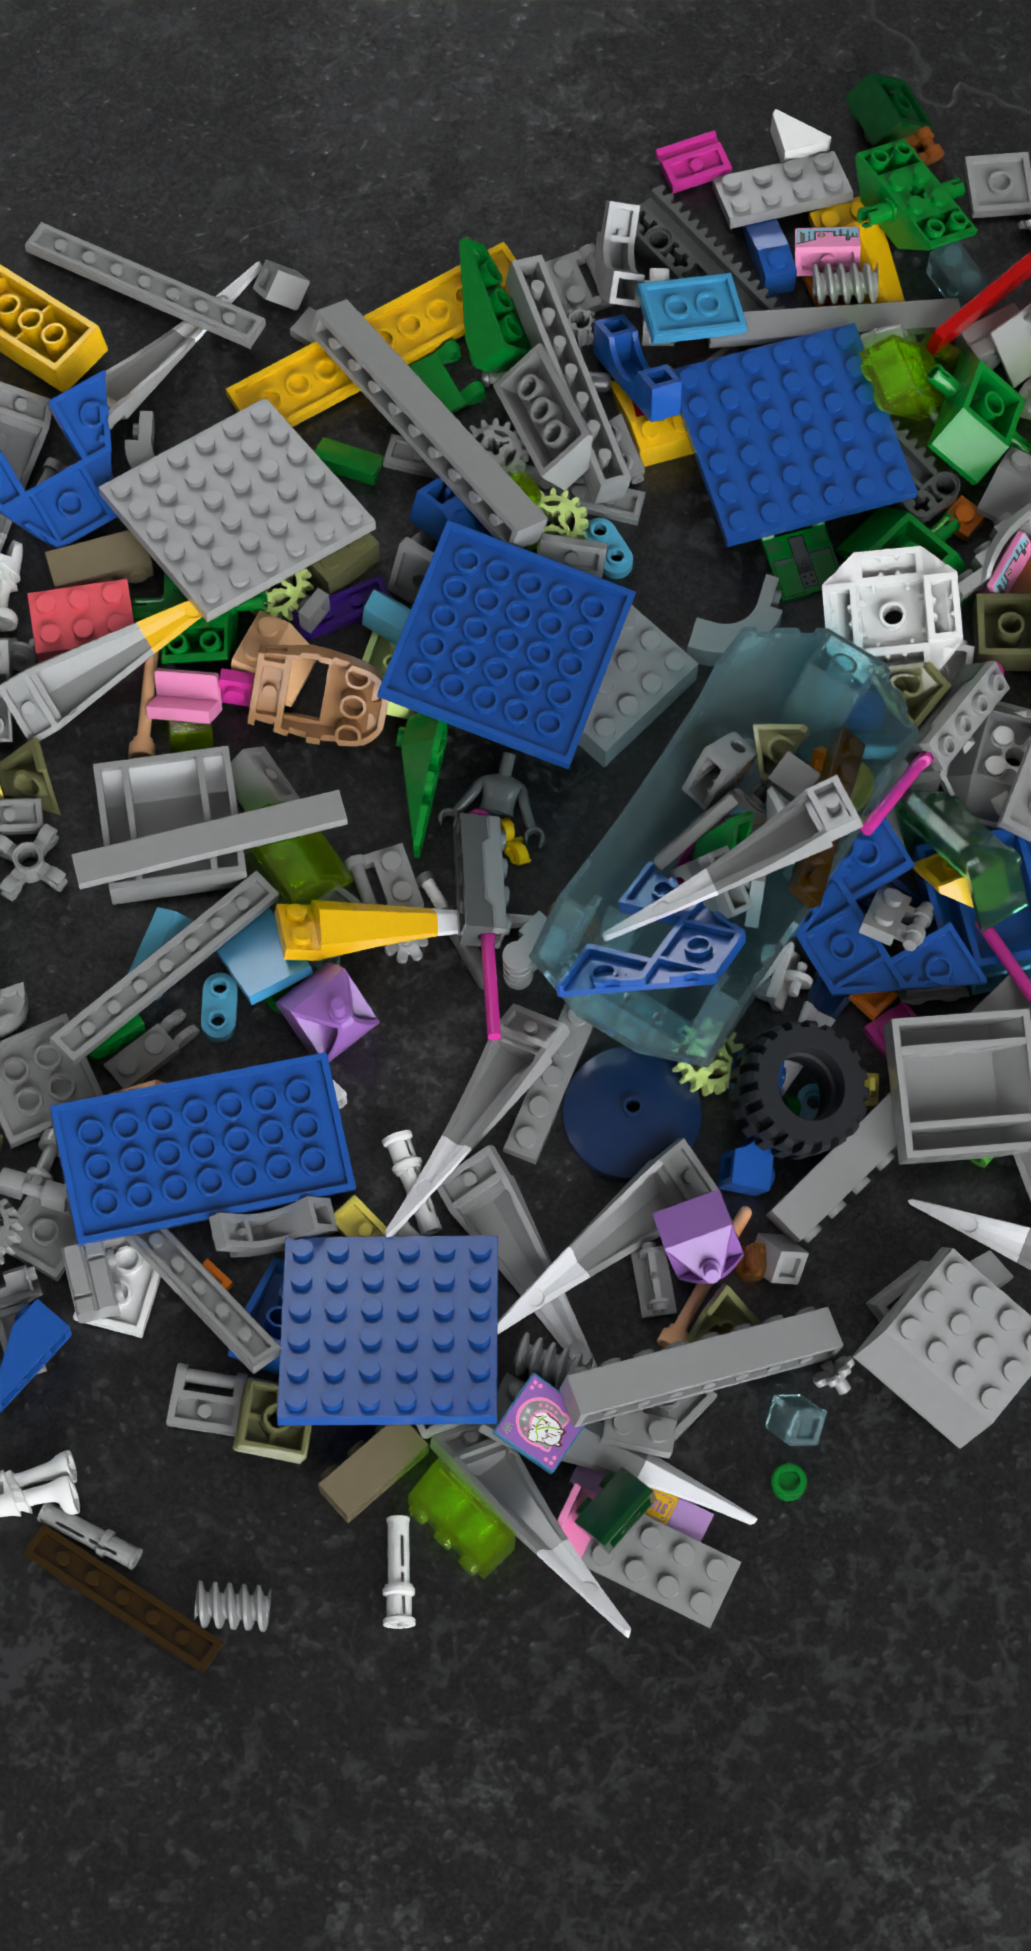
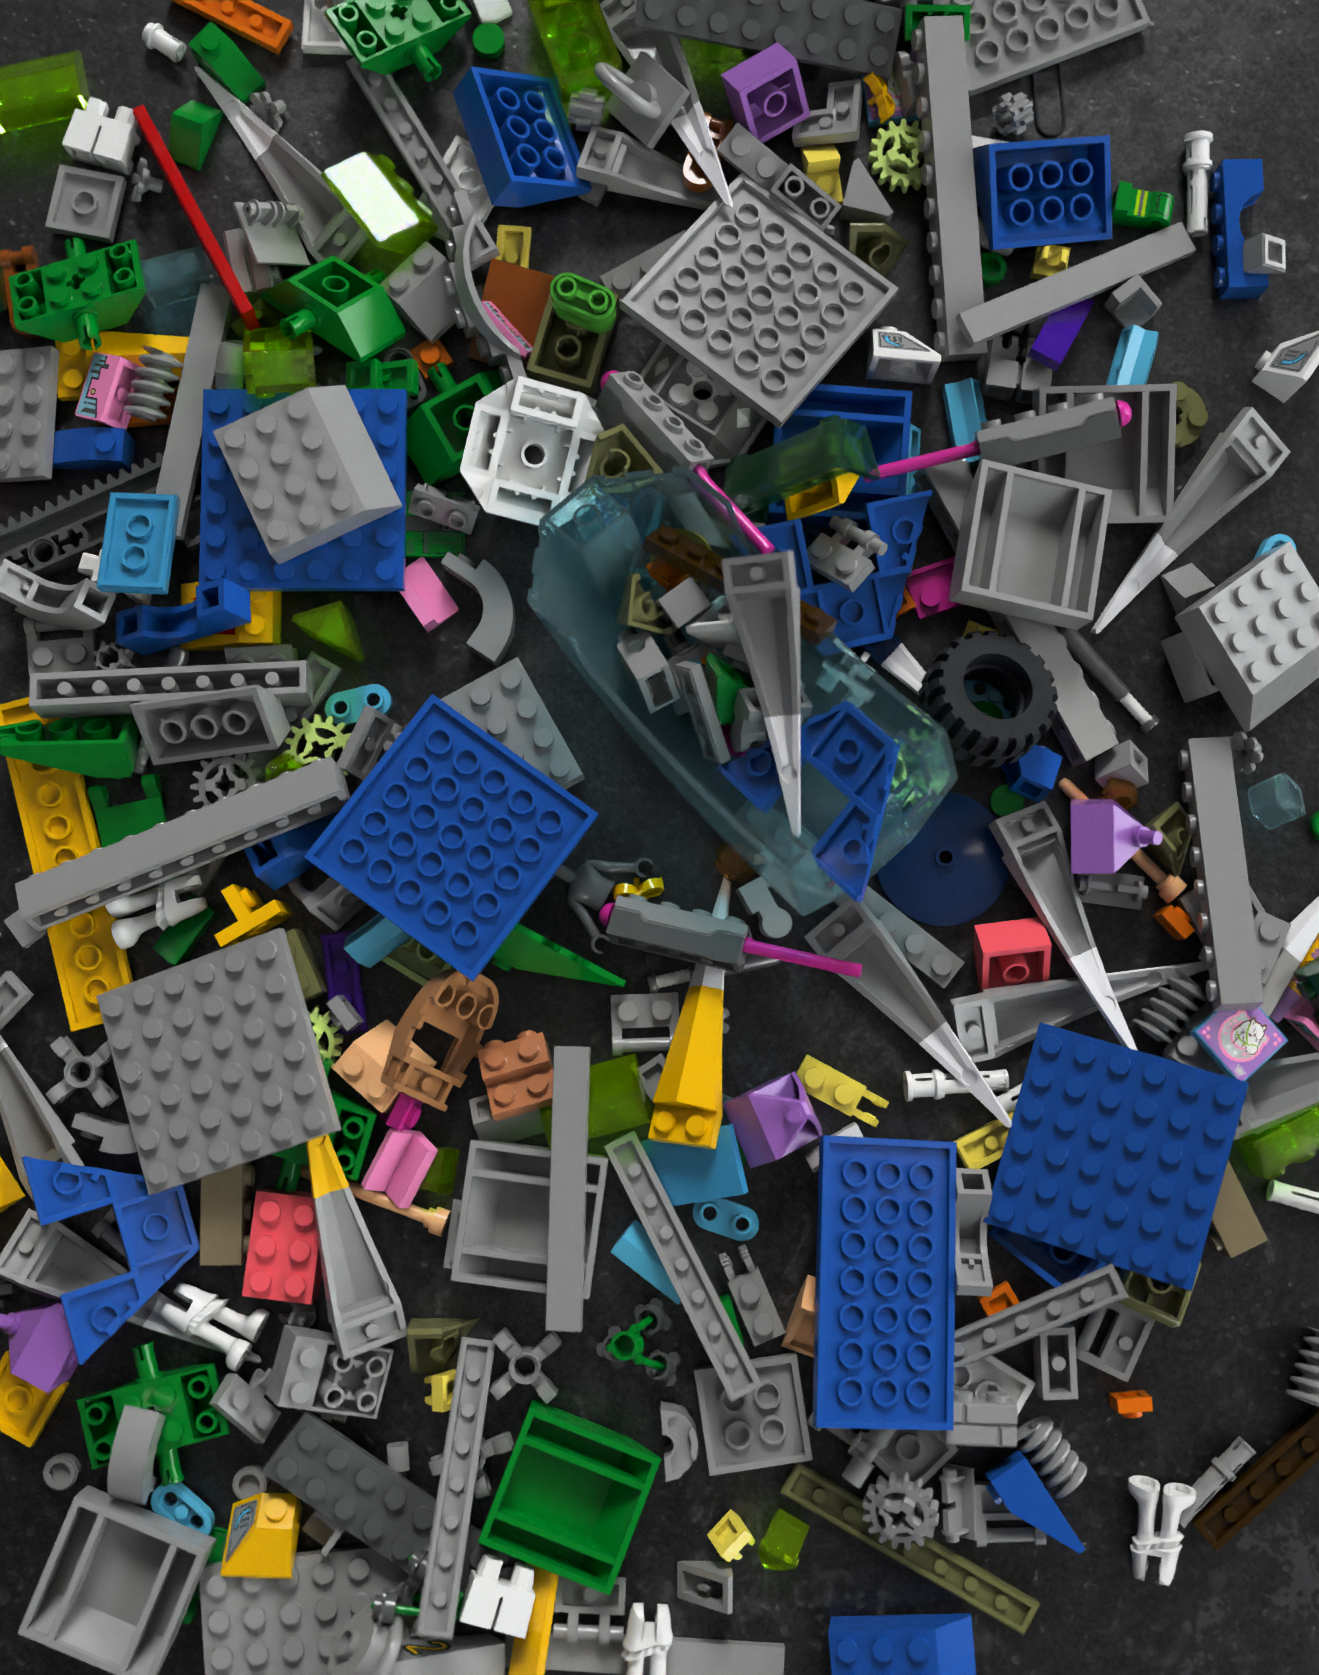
camera: 70 degrees left, 15 degrees up
(70, 939) = (629, 1345): none -> dark grey plant
(74, 1367) = (1053, 1454): none -> light grey piece
(145, 1432) = (1131, 1403): none -> orange plate
(169, 1342) = (1055, 1364): none -> light grey brick
(188, 400) = (67, 1050): none -> light grey pin
(299, 772) = (517, 1075): none -> nougat plate
(364, 435) = (168, 909): none -> white piece
(374, 1074) = (837, 1089): none -> light yellow hinge
(383, 502) = (252, 915): none -> yellow bracket
(558, 1198) = (1011, 953): none -> coral slope
(641, 1342) = (1174, 922): none -> orange plate
(673, 501) = (333, 627): none -> clear neon green slope
(709, 1156) = (1005, 802): none -> green tile
(732, 575) = (427, 595): none -> bright pink panel
(806, 424) = (307, 470): none -> light grey slope
(820, 552) = (432, 505): none -> light grey hinge
(870, 1216) = (1097, 667): none -> flat silver piece
(925, 474) = (386, 375): none -> green slope

